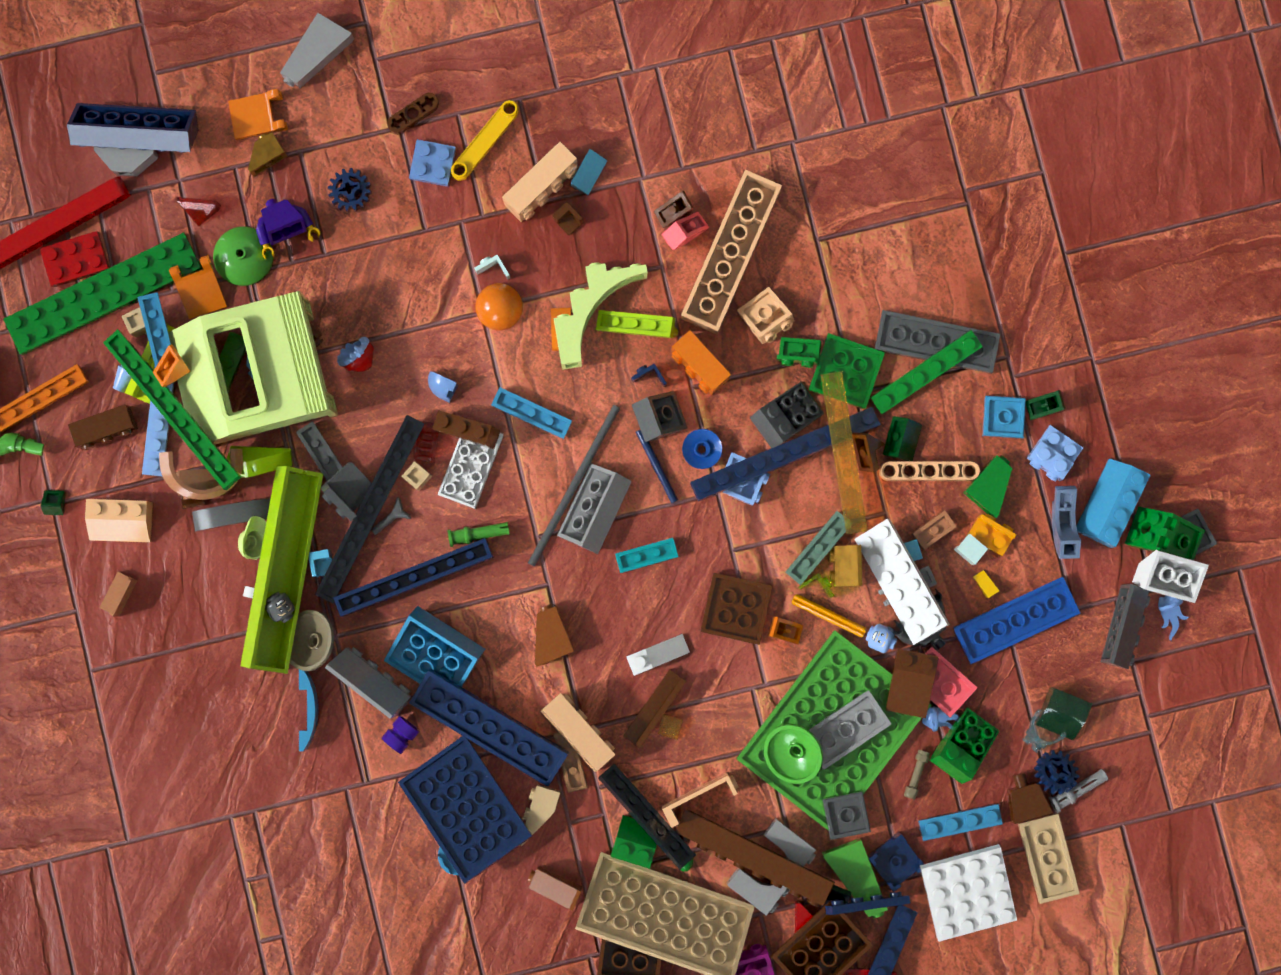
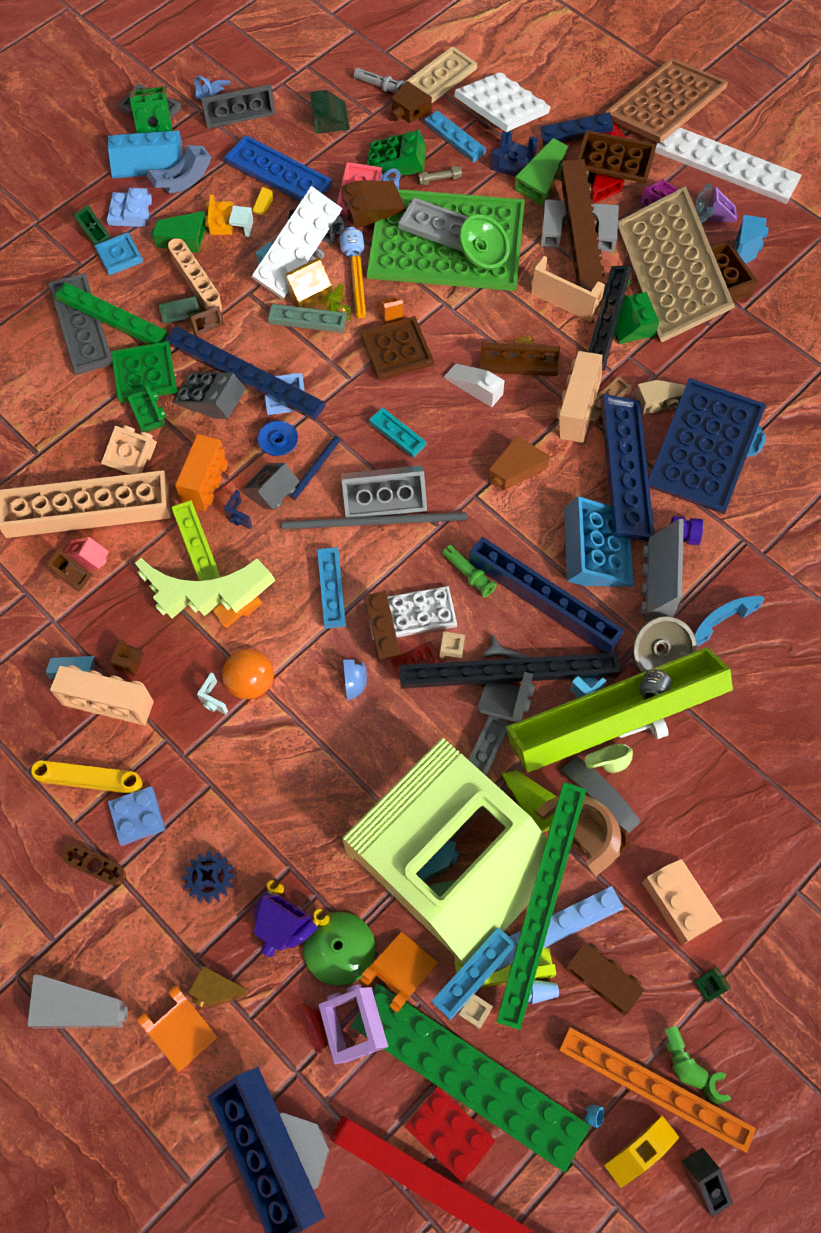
camera: 120 degrees left, 20 degrees down
(24, 361) = (594, 1115): none -> dark azure hinge
(118, 594) = (751, 855): nougat panel -> none
(170, 367) = (501, 928): orange slope -> none
(177, 246) = (371, 1021): none -> lavender window
(357, 356) = (372, 768): hair -> none
(555, 887) = (713, 347): slope -> none
(844, 452) = (214, 332): clear yellow tile -> none
(846, 815) = (504, 196): dark grey tile -> none
(859, 904) = (559, 141): dark blue plate -> none
(934, 530) = (240, 251): nougat plate -> none
(1034, 740) = (359, 123): clear light blue helmet -> none
(1056, 769) = (375, 94): dark blue gear -> none
(1171, 575) = (181, 89): white slope -> none

